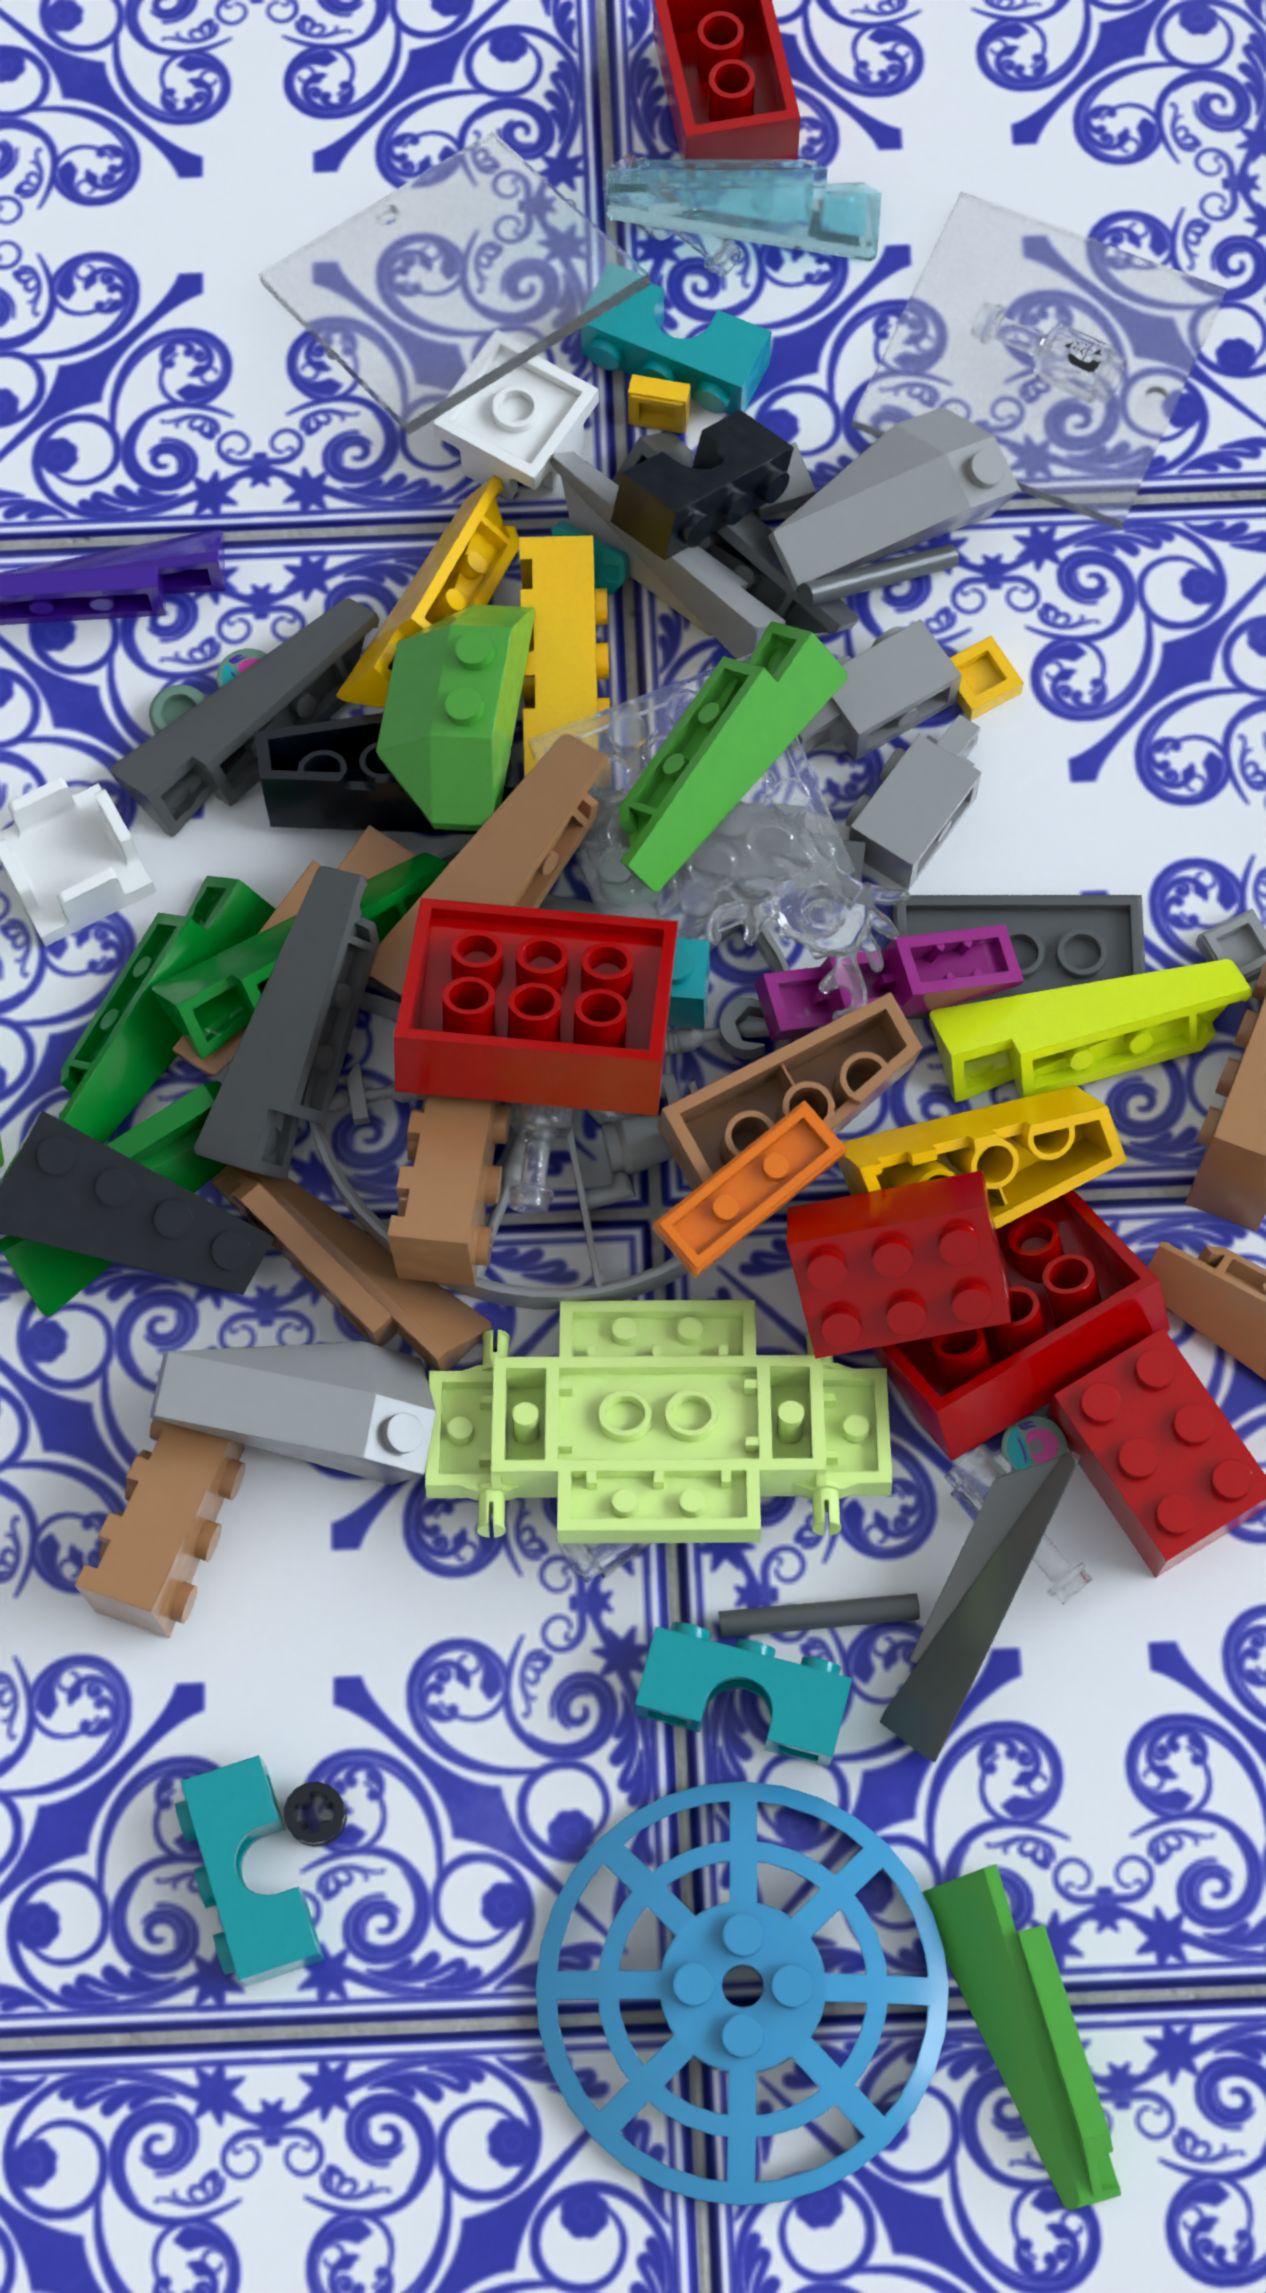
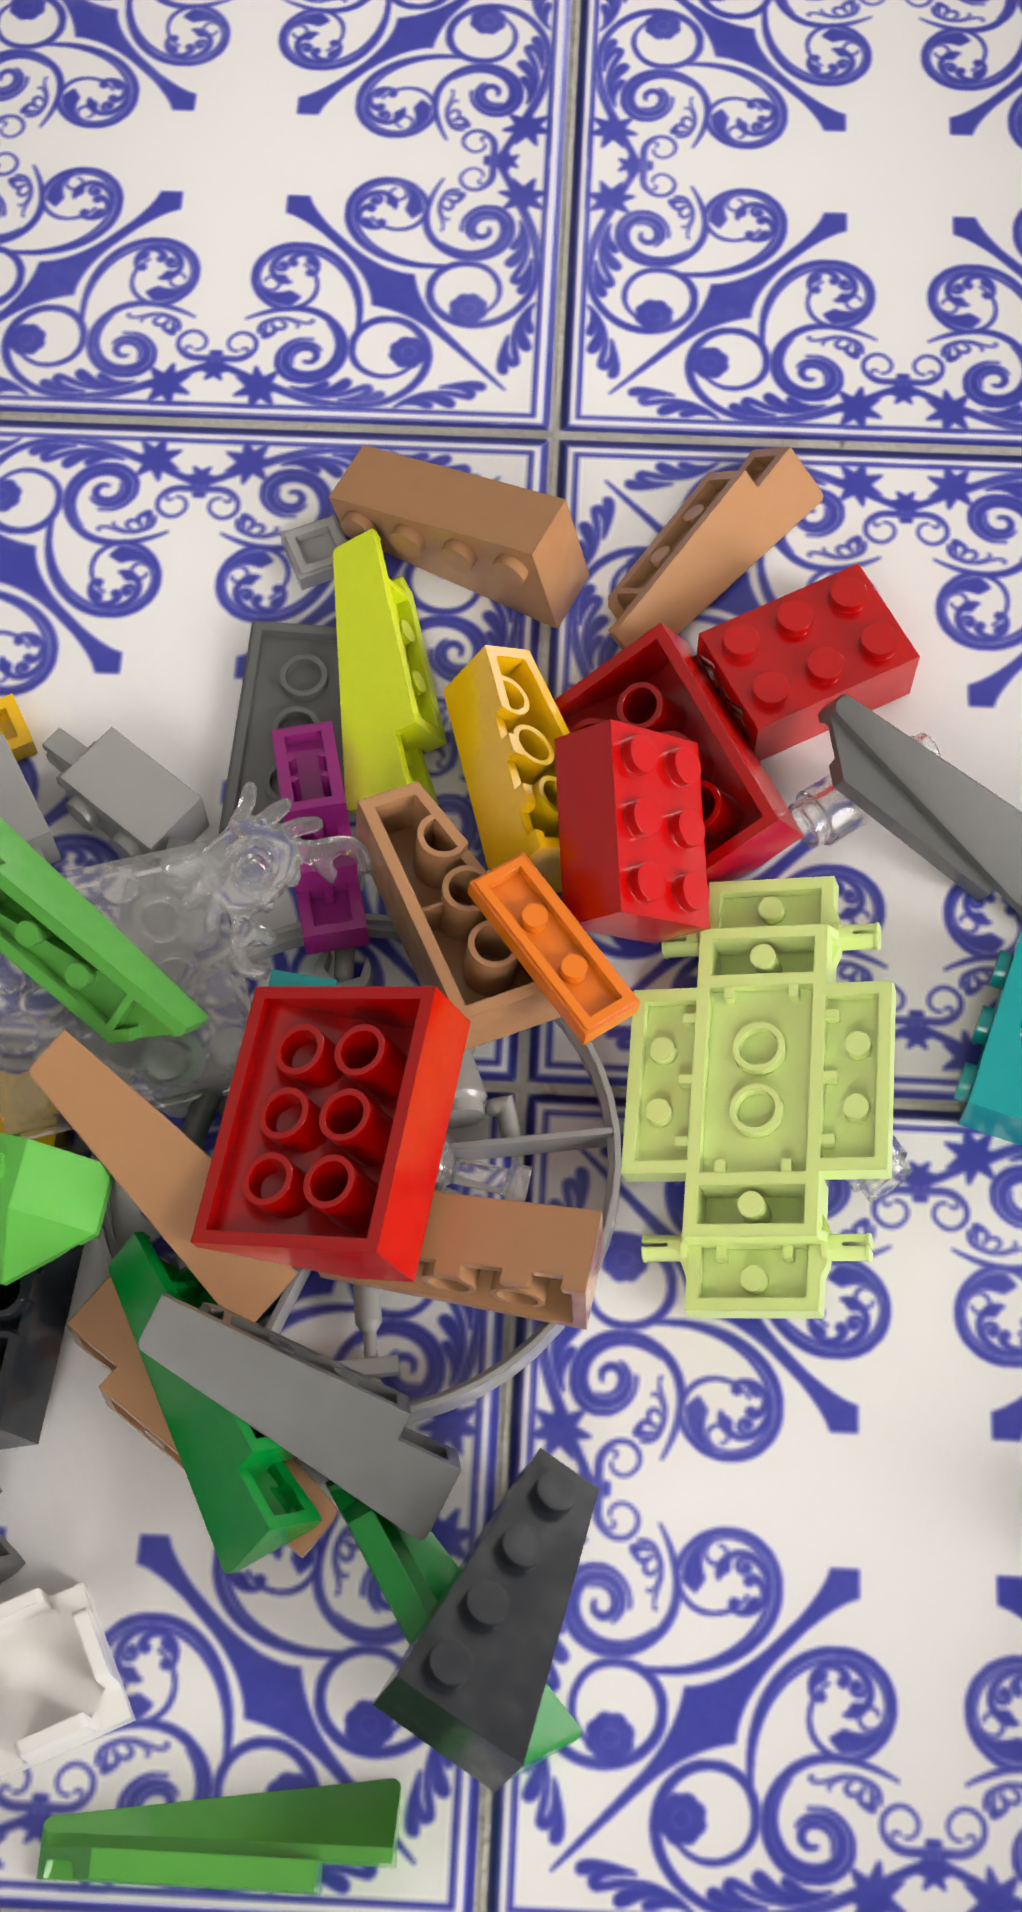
camera: 85 degrees left, 5 degrees down
(131, 1033) = (259, 1615): green wedge -> none
(165, 1528) = (814, 1583): medium nougat wedge -> none
(314, 1402) = (721, 1417): light grey wedge -> none
(354, 1270) = (562, 1387): medium nougat wedge -> none
(819, 1615) = (942, 973): dark grey bar -> none
(1032, 1442) = (791, 768): tile -> none

